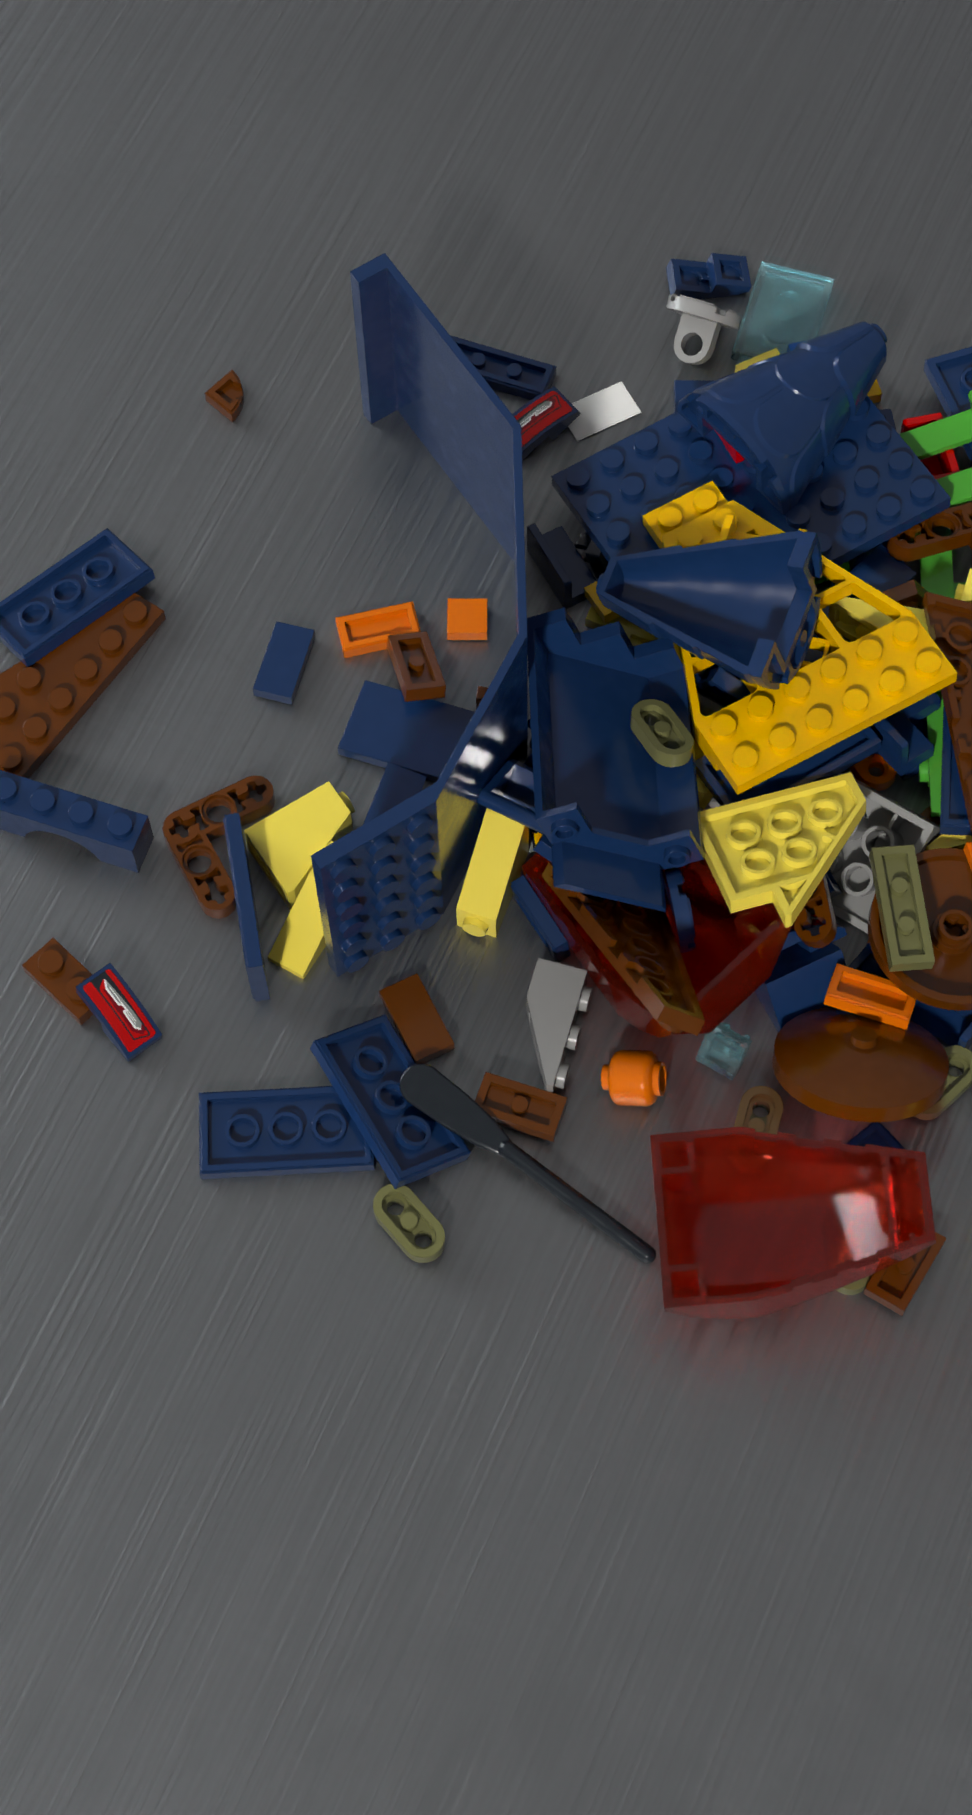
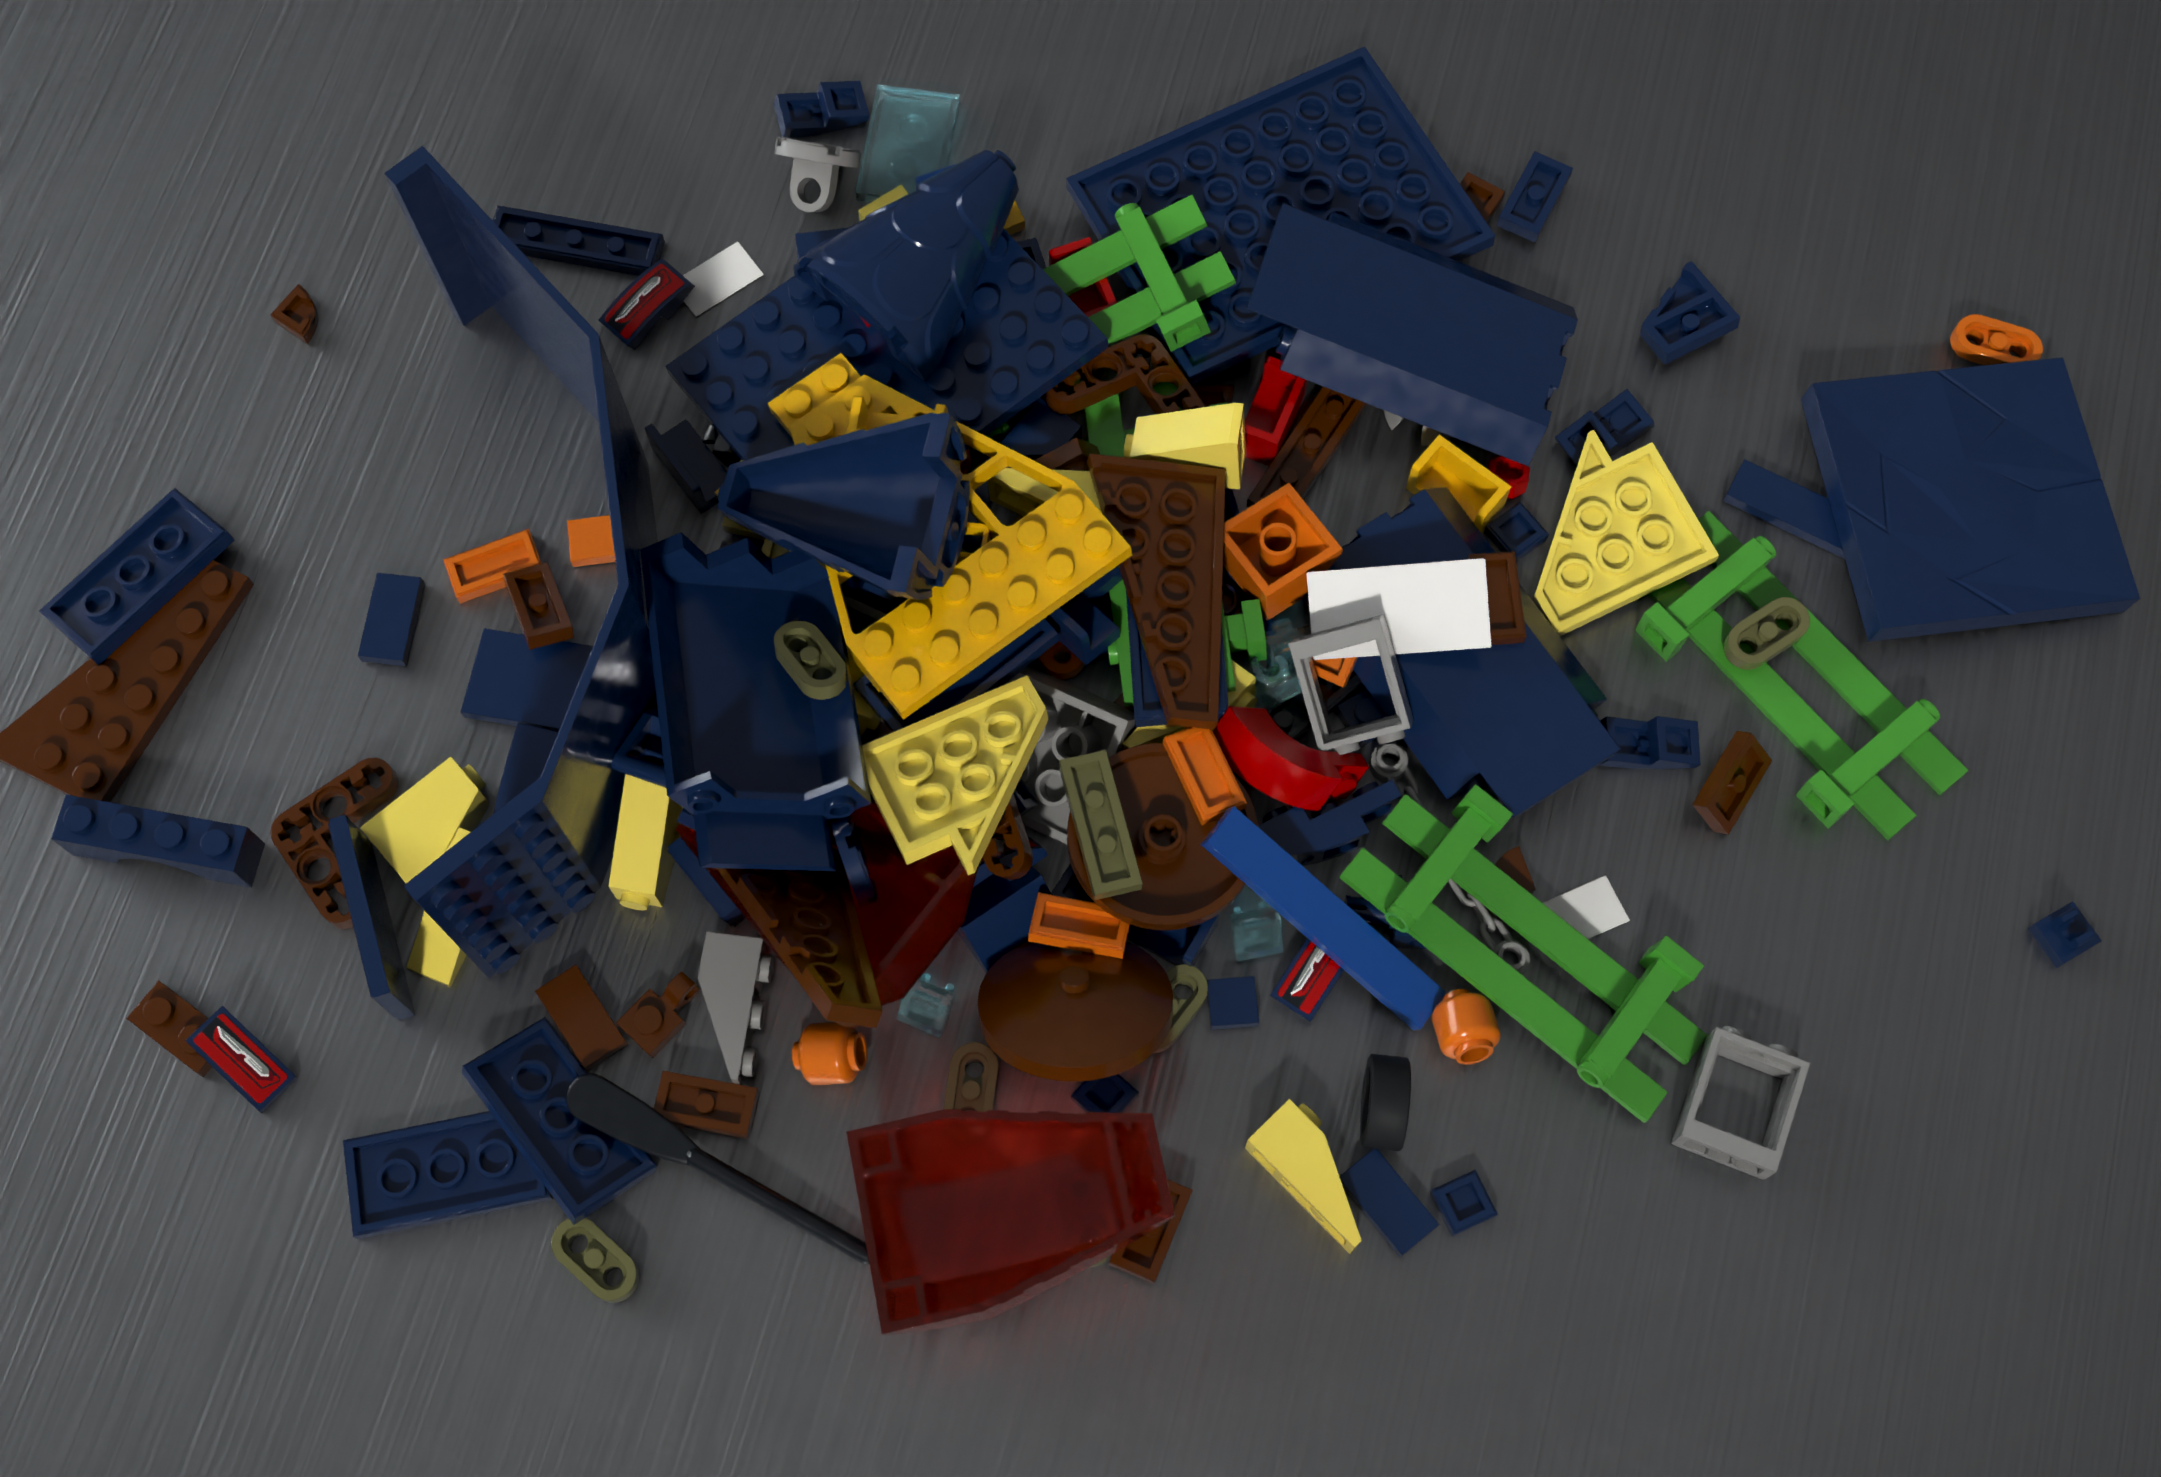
camera: 10 degrees left, 5 degrees up
(483, 1030) = (655, 1018): none -> reddish brown plate

